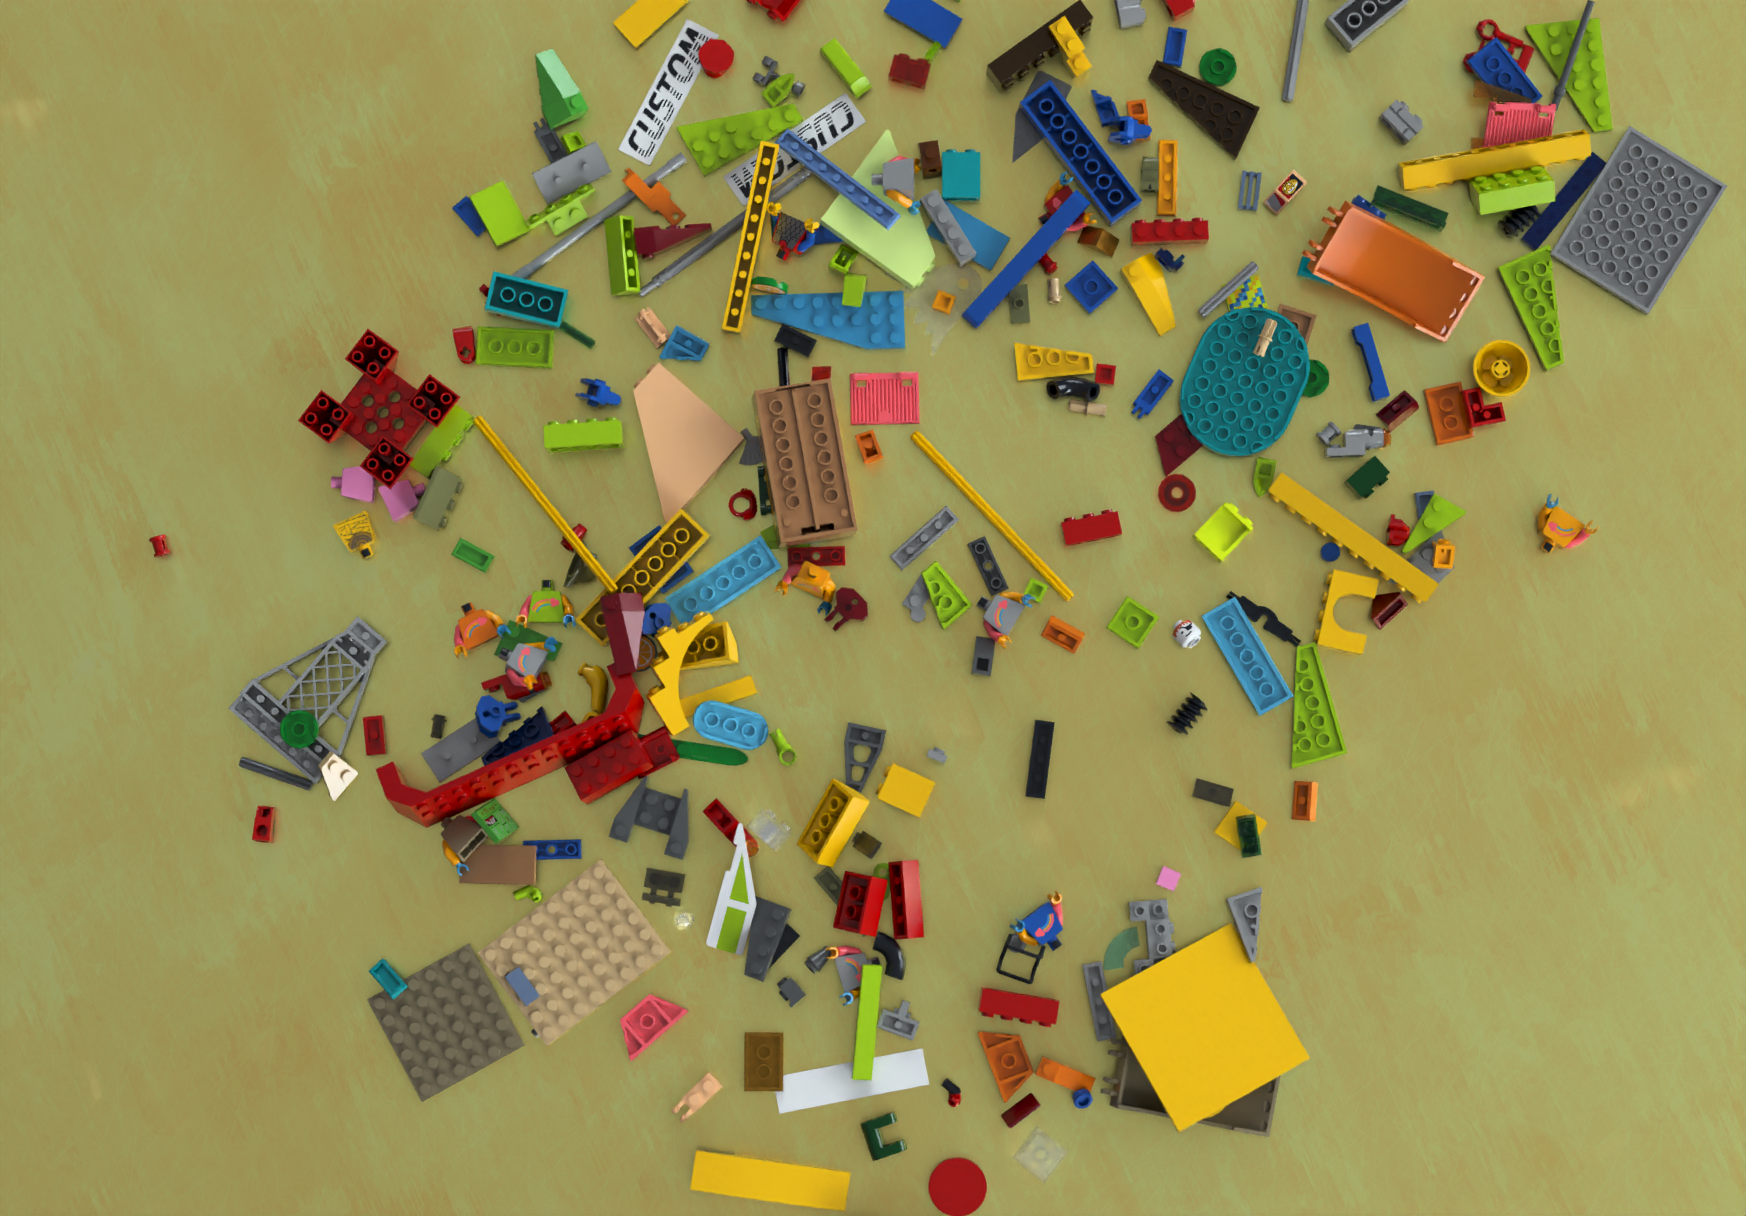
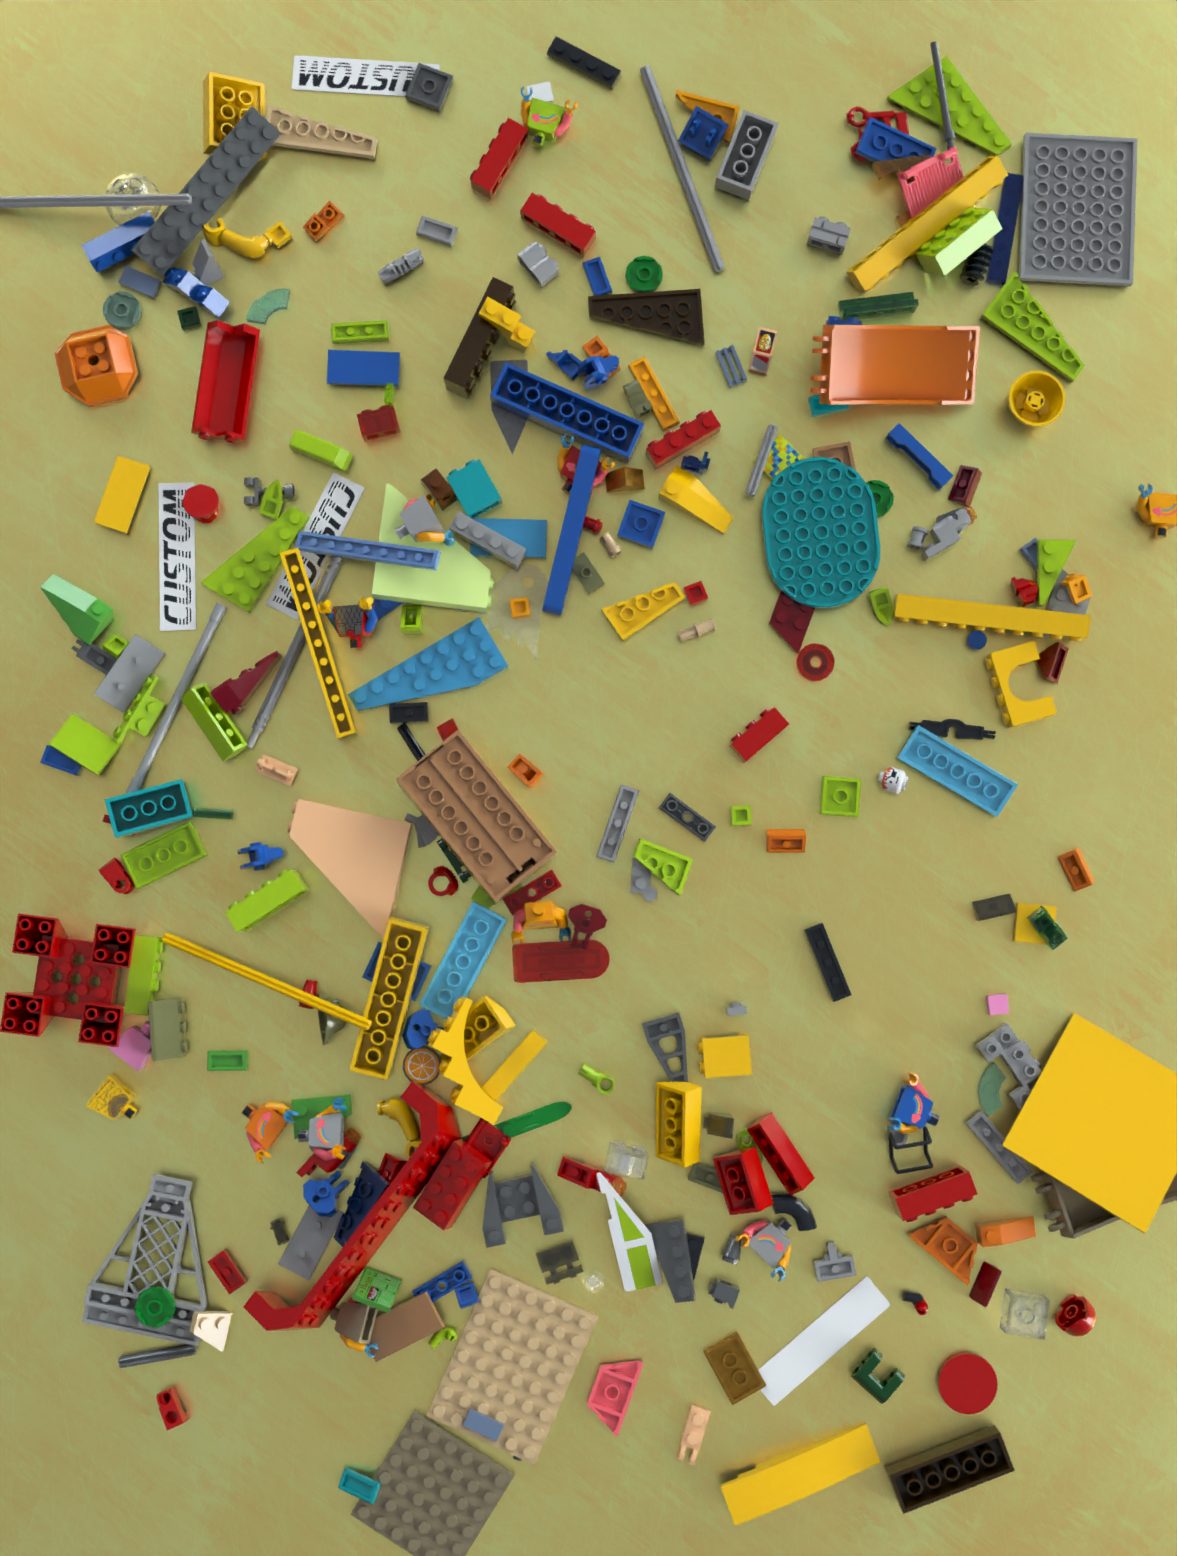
camera: 30 degrees left, 0 degrees up
(355, 484) = (87, 1057): bright pink torso -> none
(546, 607) = (318, 1071): torso -> none
(568, 870) = (466, 1295): none -> blue tile
(624, 624) = (395, 1053): dark red wedge -> none
(655, 198) = (215, 655): orange piece -> none
(684, 346) = (313, 771): dark azure wing -> none
(730, 725) = (539, 1084): medium azure tile -> none
(769, 285) = (358, 677): green tile -> none
(806, 628) = (558, 961): none -> clear red piece
(853, 289) = (435, 639): lime slope -> none
(866, 1022) = (807, 1283): lime tile -> none
(884, 399) = (515, 720): coral window -> none
(983, 656) = (728, 899): dark grey slope -> none
(991, 515) = (666, 771): yellow axle -> none
(1002, 614) = (724, 852): torso -> none
(1073, 387) = (674, 619): black cylinder -> none
(1082, 1098) = (1033, 1242): blue tile -> none
(1084, 1182) = (1076, 1316): none -> red cylinder
(1152, 393) = (746, 587): blue hinge -> none
(1187, 714) = (934, 851): black piece -> none
(1223, 531) = (874, 673): neon yellow panel -> none
(1245, 913) = (1082, 997): light grey wing -> none
(1265, 337) = (818, 484): tan axle -> none
(1315, 721) = (1047, 794): lime wing -> none
(1367, 477) = (973, 557): dark green brick -> none
(1447, 413) = (1009, 464): orange tile -> none
(1477, 413) = (1037, 449): red brick -> none

